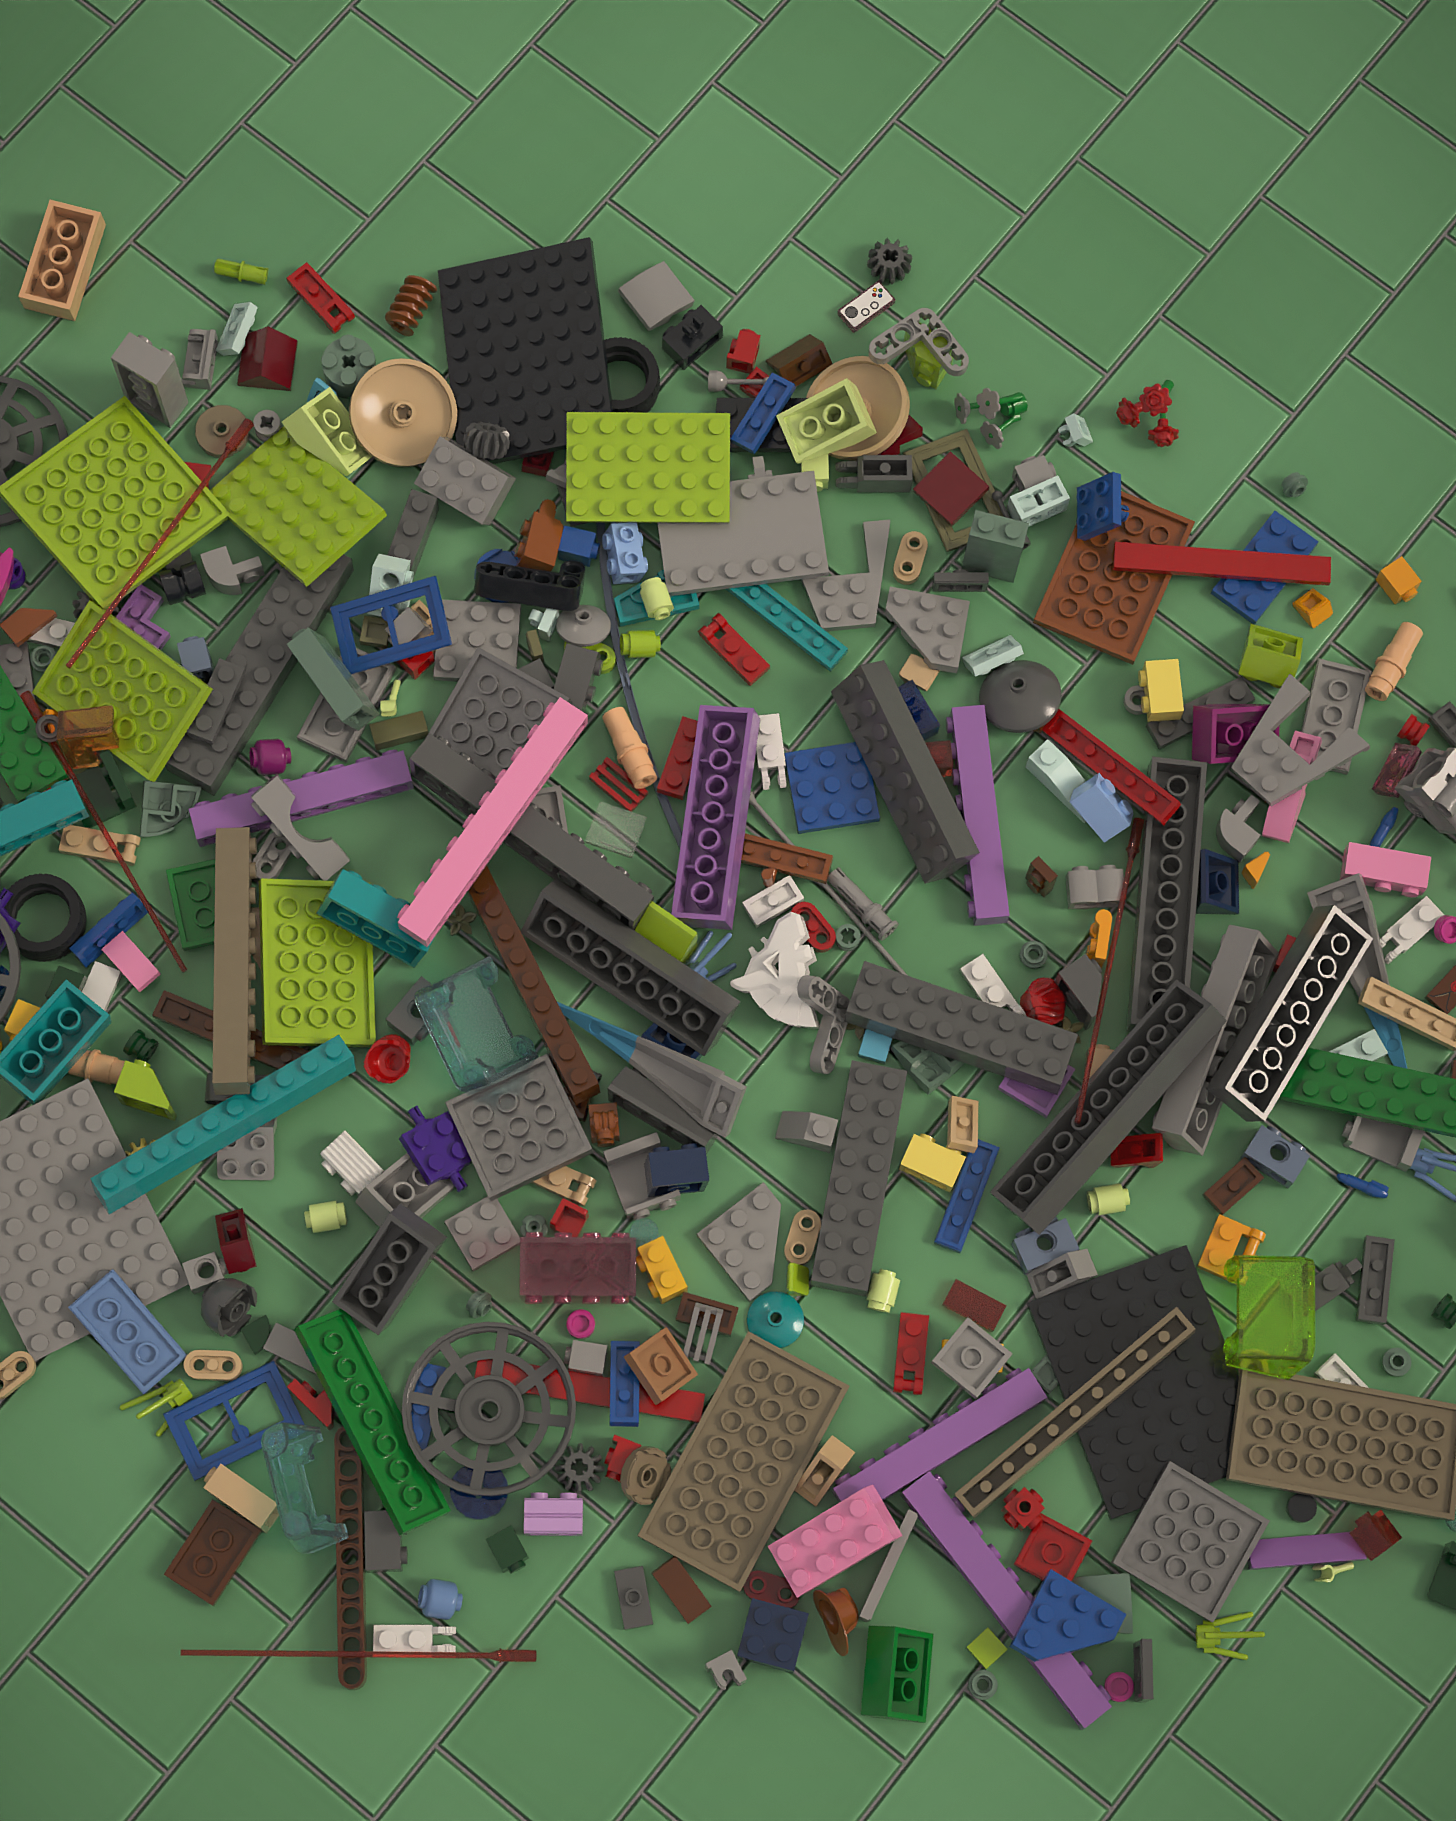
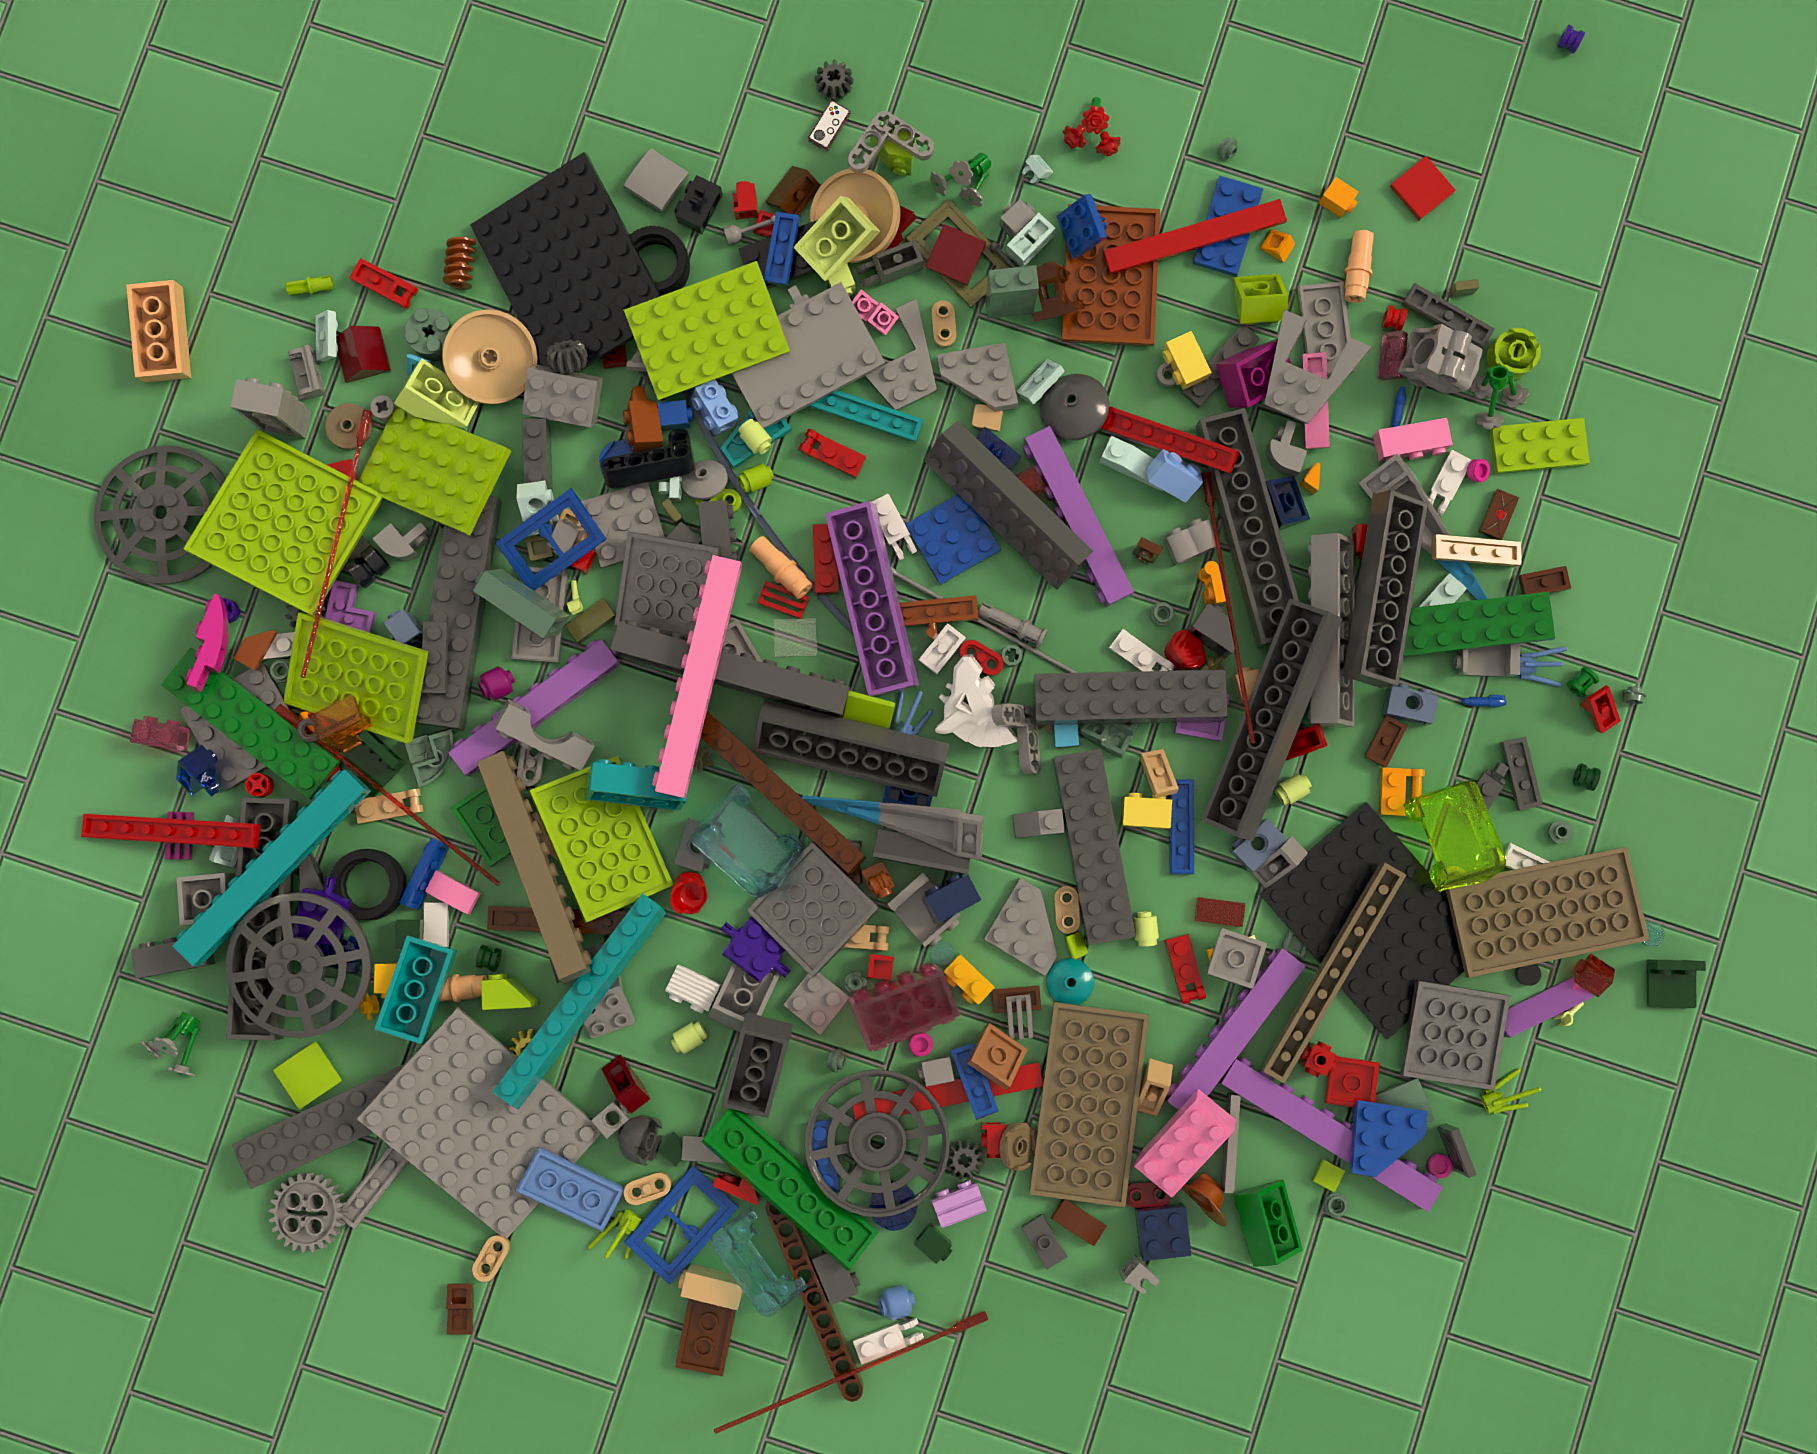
camera: 20 degrees left, 10 degrees up
(837, 519) = (873, 313): none -> bright pink slope
(960, 581) = (991, 329): dark grey plate -> none
(1041, 580) = (1056, 306): none -> reddish brown tile

